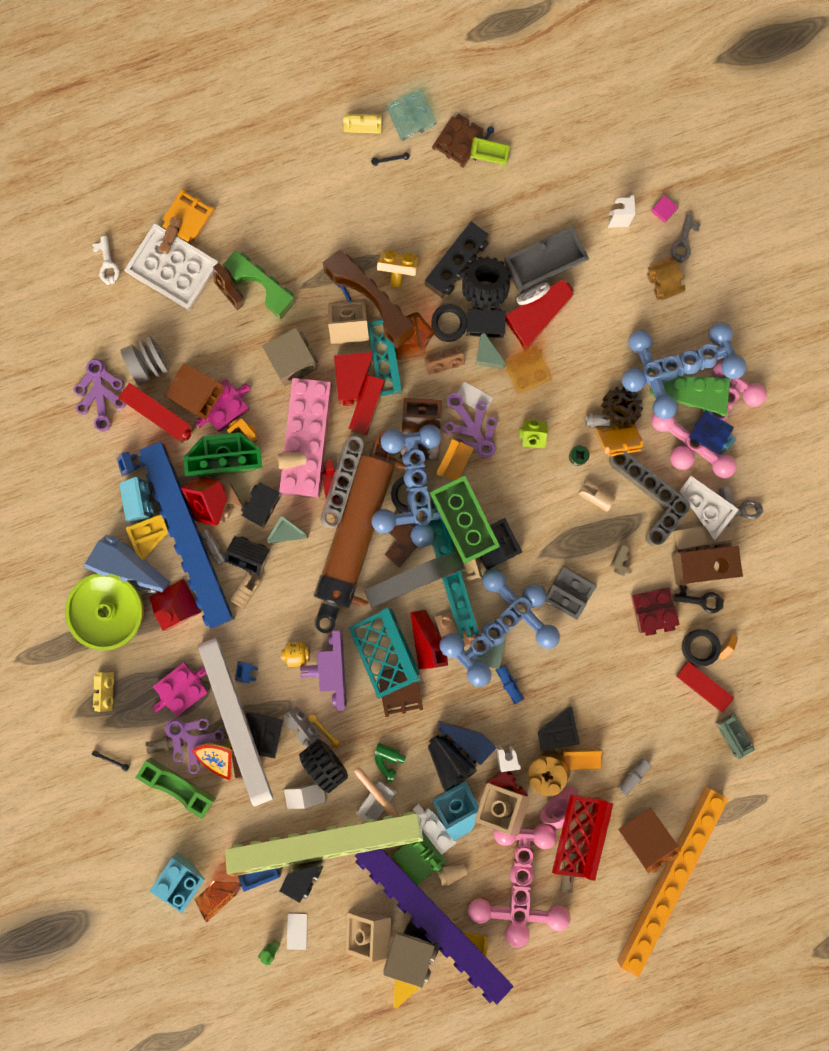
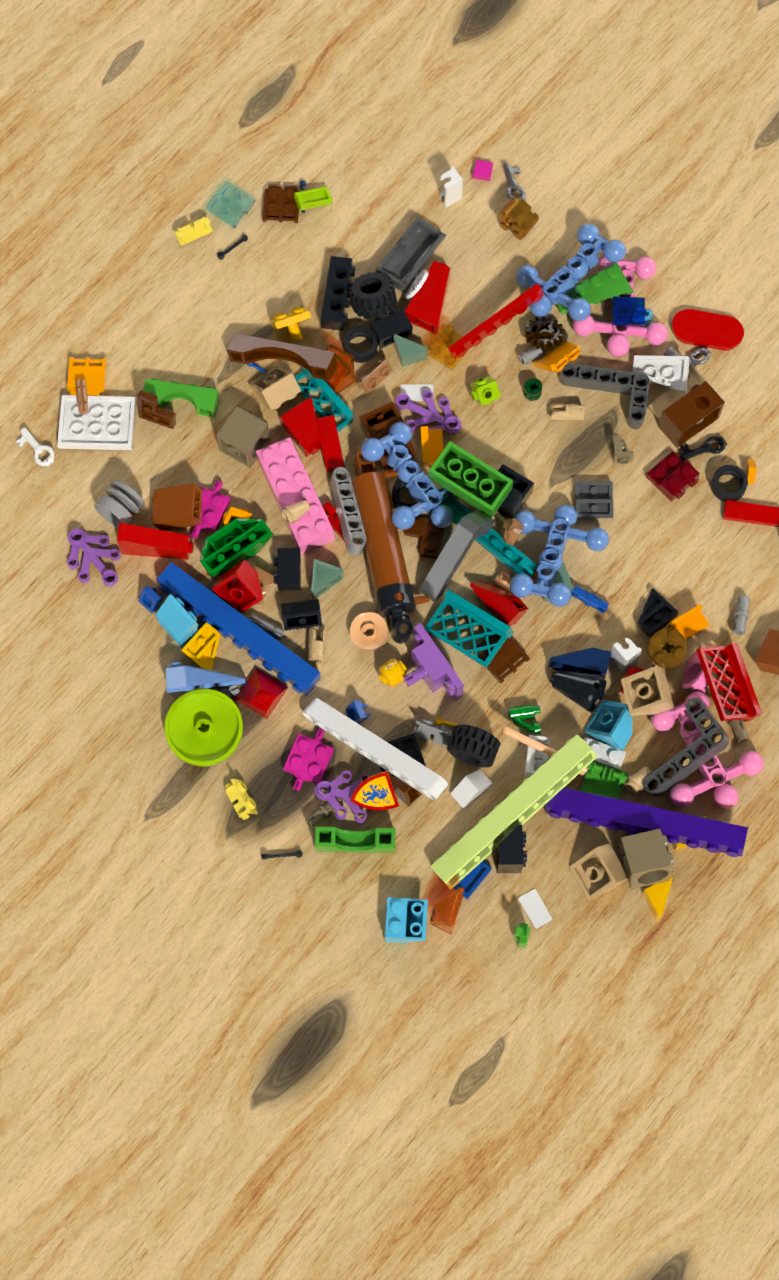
camera: 30 degrees left, 15 degrees down
(289, 607) = (365, 622): none -> light nougat dish
(474, 586) = (511, 531): none -> medium nougat rock
(508, 887) = (692, 751): none -> dark grey beam
(587, 374) = (500, 318): none -> red plate
(775, 486) = (707, 329): none -> red tile

